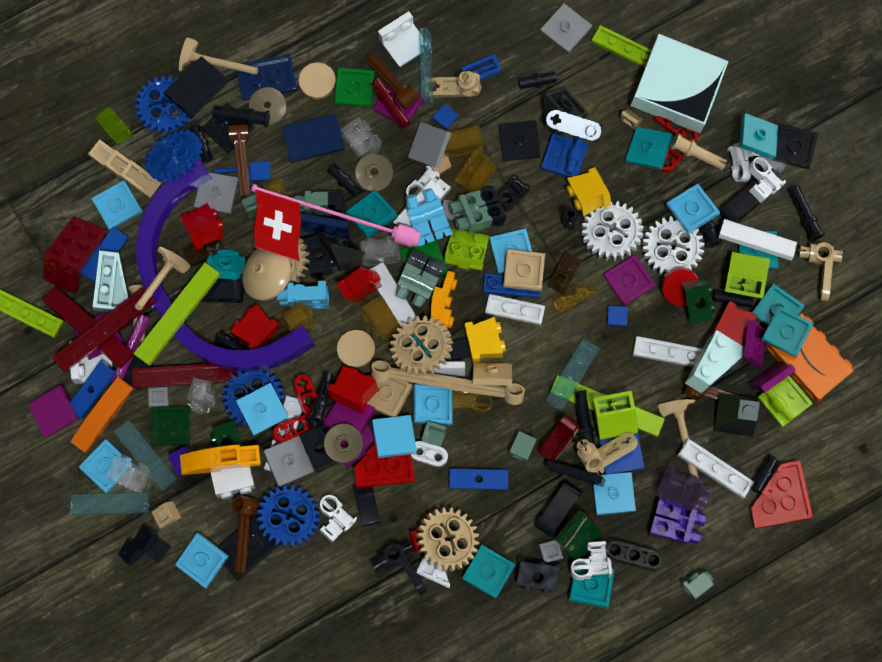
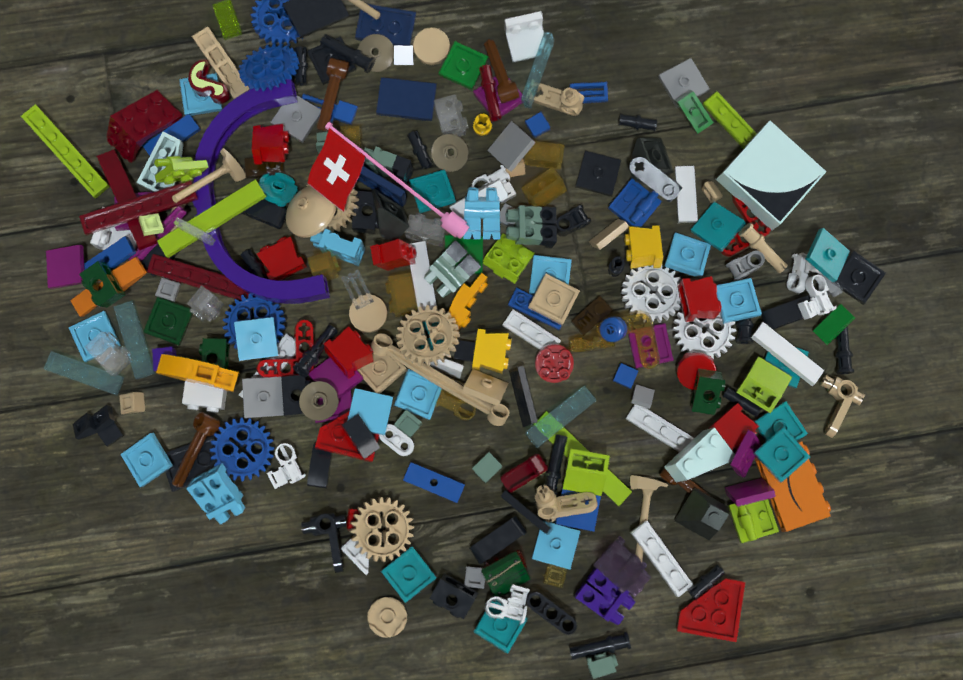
camera: 15 degrees right, 5 degrees up
(108, 418) = (111, 289): none -> dark green brick
(121, 195) = (206, 87): none -> dark red animal
(122, 340) = (151, 224): none -> yellowish green tile
(130, 279) = (179, 169): none -> lime plate
(167, 330) = (194, 231): none -> clear tile
(281, 564) = (216, 494): none -> medium azure hips
(294, 98) = (403, 55): none -> tile
(327, 321) = (351, 277): none -> clear tile
(393, 140) = (480, 129): none -> yellow bush
(395, 460) = (360, 436): none -> black slope
(484, 618) = (387, 617): none -> tan tile
(530, 370) = (523, 396): none -> black tile
(547, 329) = (554, 363): none -> red tile
(551, 192) = (609, 234): none -> tan tile
(585, 51) = (693, 111): none -> green brick
(595, 273) = (619, 327): none -> blue head
(610, 133) = (686, 198): none -> white tile
(615, 271) = (641, 331): none -> clear yellow beam
(624, 522) = (555, 576): none -> clear yellow tile
(631, 184) = (687, 255): none -> medium azure tile
(640, 328) = (642, 396): none -> light grey tile
(657, 219) = (699, 299): none -> red hips
(686, 176) = (743, 267): none -> light grey piece
(698, 564) = (609, 644): none -> black pin
(789, 197) = (834, 324): none -> green tile

